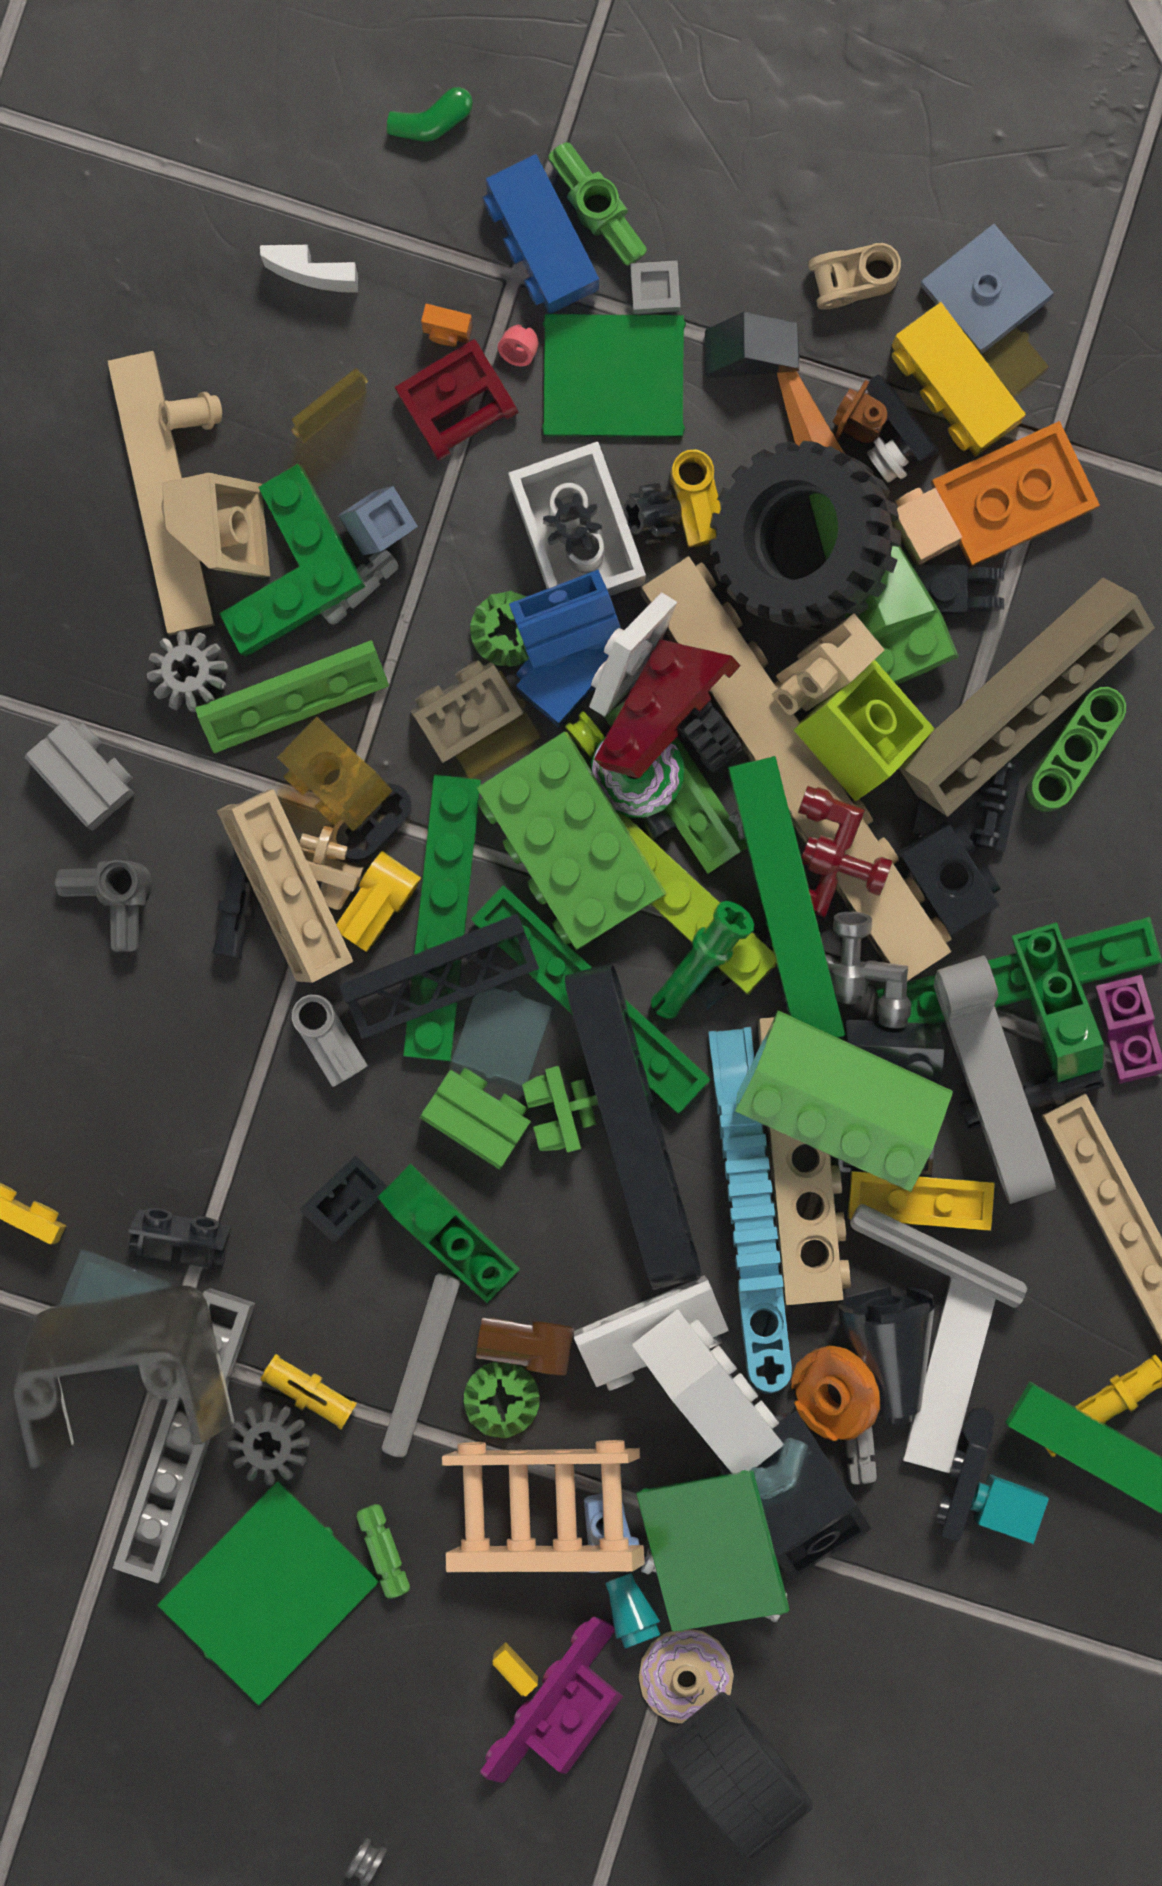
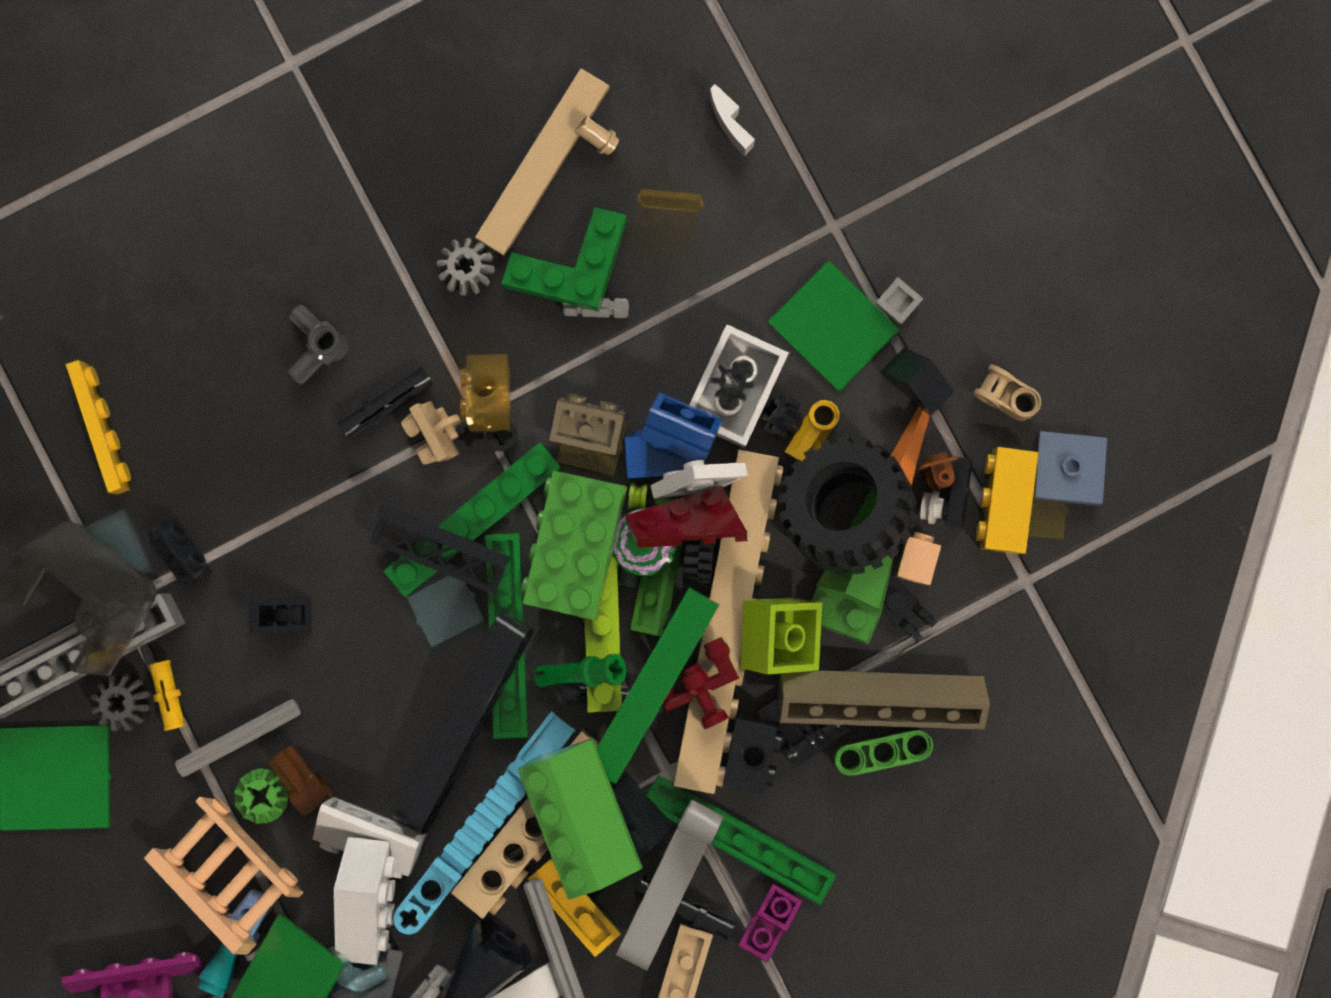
camera: 45 degrees right, 0 degrees up
(80, 774) = (360, 265): light grey brick -> none
(219, 522) = (555, 206): tan slope -> none
(285, 886) = (405, 426): tan fence -> none
(292, 696) = (506, 331): bright green plate -> none
(330, 1043) = (351, 527): light grey piece -> none
(377, 520) = (637, 283): sand blue brick -> none
(382, 892) = (454, 477): yellow piece -> none
(383, 1551) = (125, 814): bright green axle -> none
(435, 121) = (867, 106): green arm -> none
(446, 325) = (771, 217): orange plate -> none
(446, 387) = (741, 249): dark red plate -> none
(448, 1233) = (316, 683): green slope -> none
(475, 1117) = (388, 639): bright green brick -> none
(484, 623) = (643, 389): bright green gear -> none
(509, 343) = (799, 263): coral hinge -> none
(515, 1670) = (131, 942): yellow tile -> none
(540, 235) = (865, 217): blue brick -> none
(550, 1089) = (426, 690): bright green hips -> none
(584, 185) = (913, 213): bright green axle -> none
(826, 665) = (793, 584): tan hips -> none
(852, 976) = (650, 755): flat silver piece -> none
(855, 1384) = (446, 964): orange tile -> none
(1016, 493) = (981, 588): orange plate -> none
(1059, 1003) = (744, 874): green slope -> none

